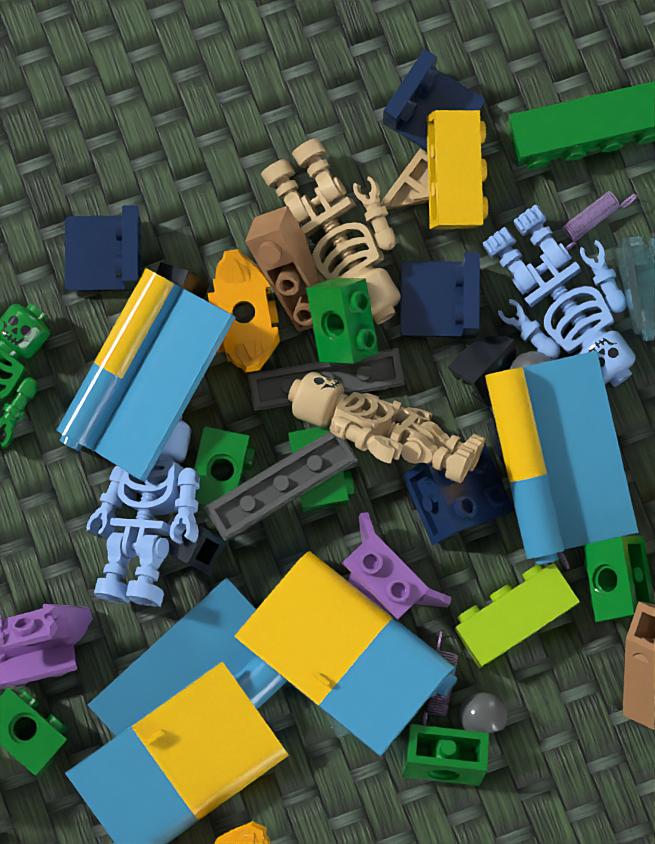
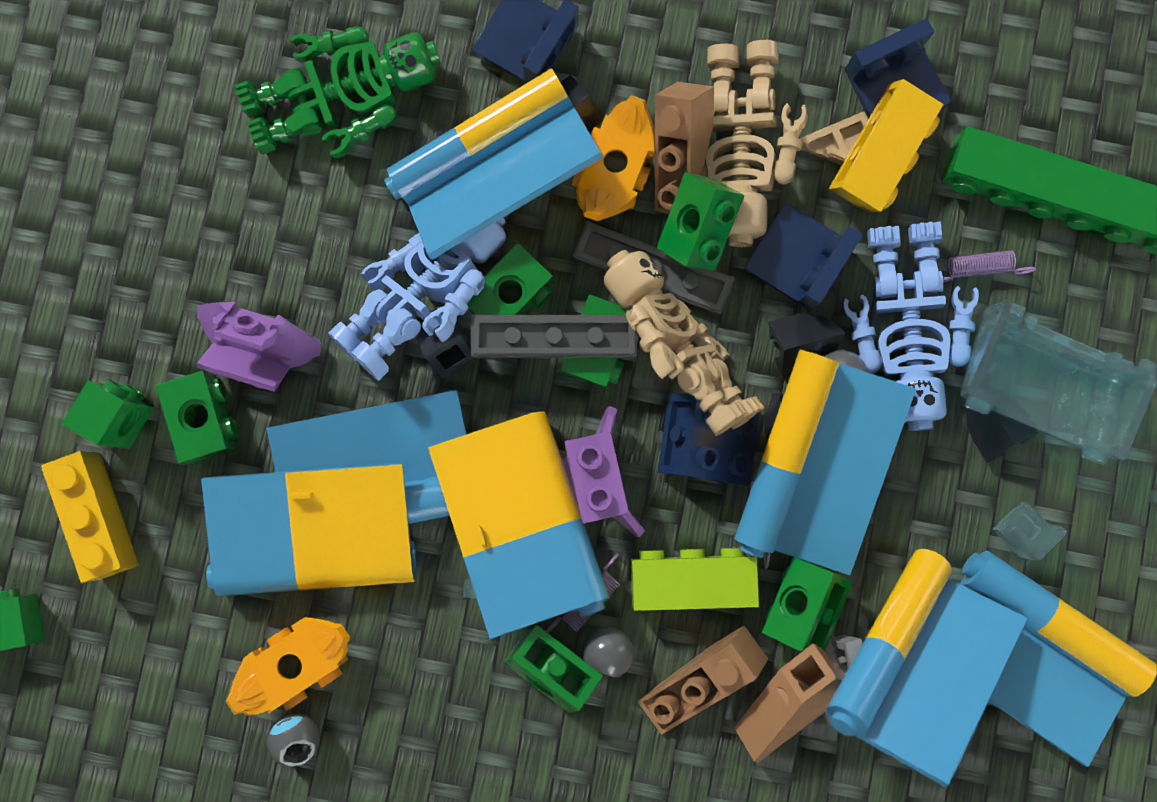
camera: 30 degrees right, 5 degrees up
(573, 691) = (704, 680): none -> medium nougat slope

